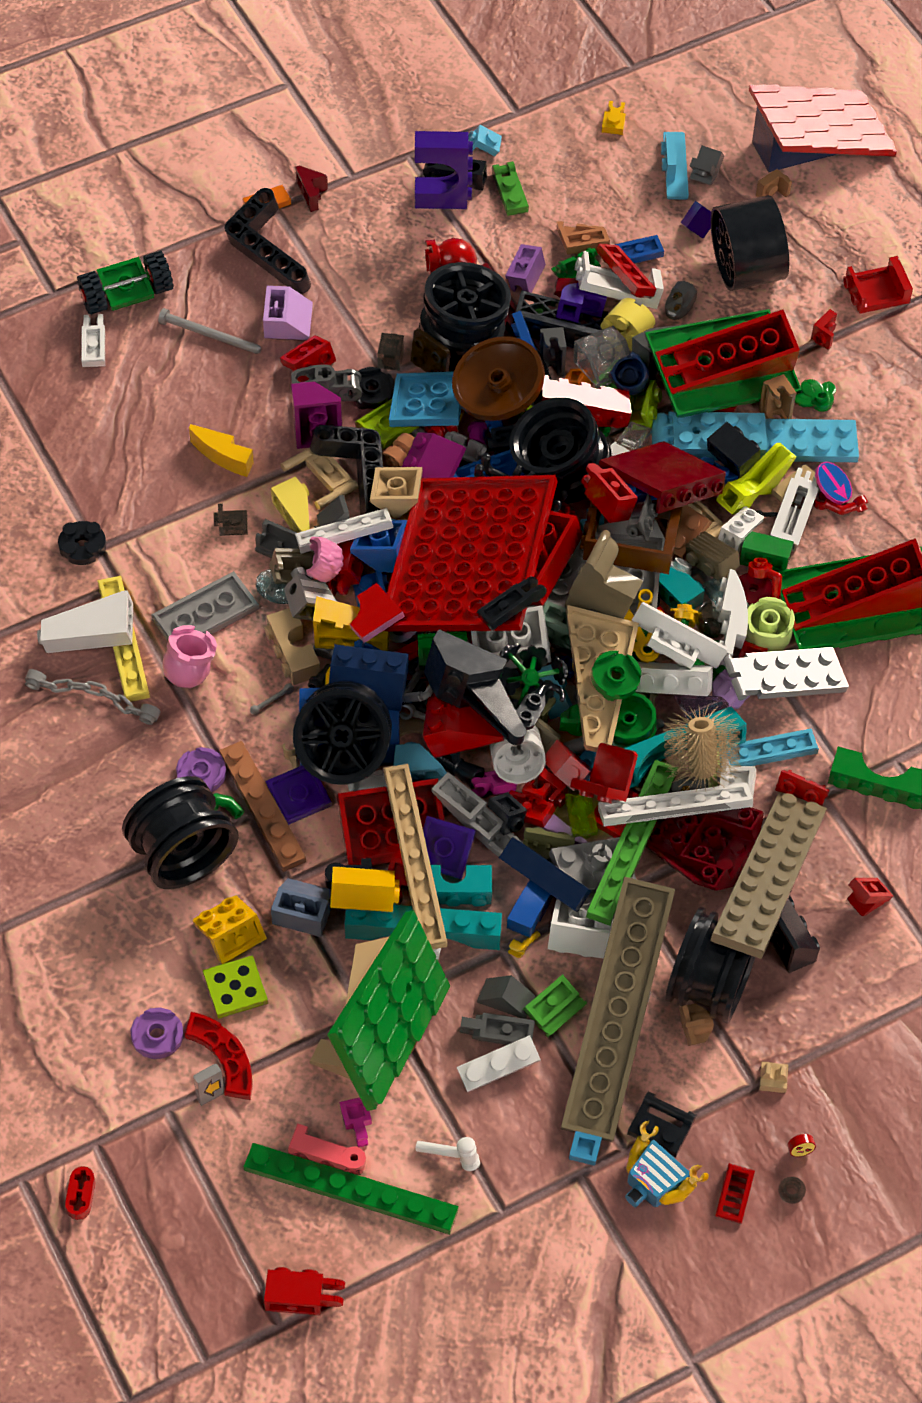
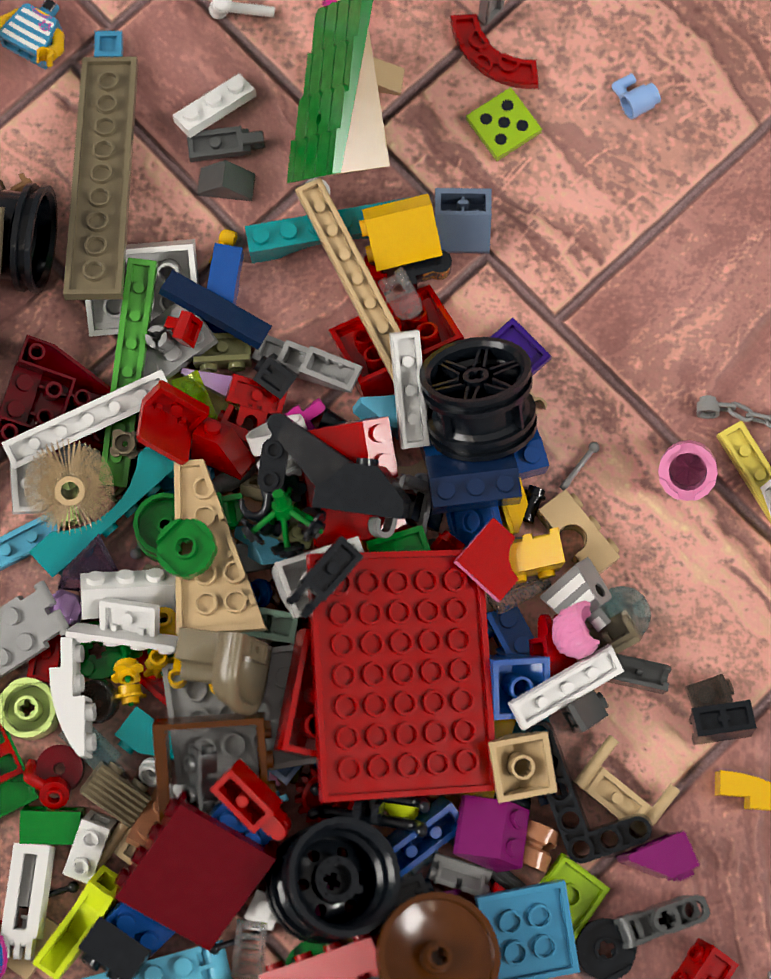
camera: 165 degrees right, 20 degrees up
(103, 973) = (638, 99): none -> light blue piece
(157, 1047) = (560, 72): medium lavender tile -> none
(180, 832) = (614, 237): black wheel -> none
(203, 764) = (625, 357): medium lavender tile -> none
(208, 607) = (694, 561): light grey tile -> none
(229, 804) = (585, 324): green arm -> none
(230, 495) = (722, 722): none -> black hinge
(231, 928) = (533, 181): yellow bracket -> none
(262, 806) = (547, 332): nougat plate -> none
(292, 503) = (639, 730): light yellow slope -> none
(378, 839) = (406, 304): none -> clear plate
(398, 756) = (410, 404): none -> white tile
(448, 845) = (332, 324): dark purple tile -> none
(473, 889) = (288, 287): teal arch -> none
(555, 1005) = (173, 183): bright green plate -> none
(577, 853) = (185, 328): none -> red tile
(651, 778) = (117, 444): none -> dark tan plate
(669, 1135) = (39, 84): black plate -> none

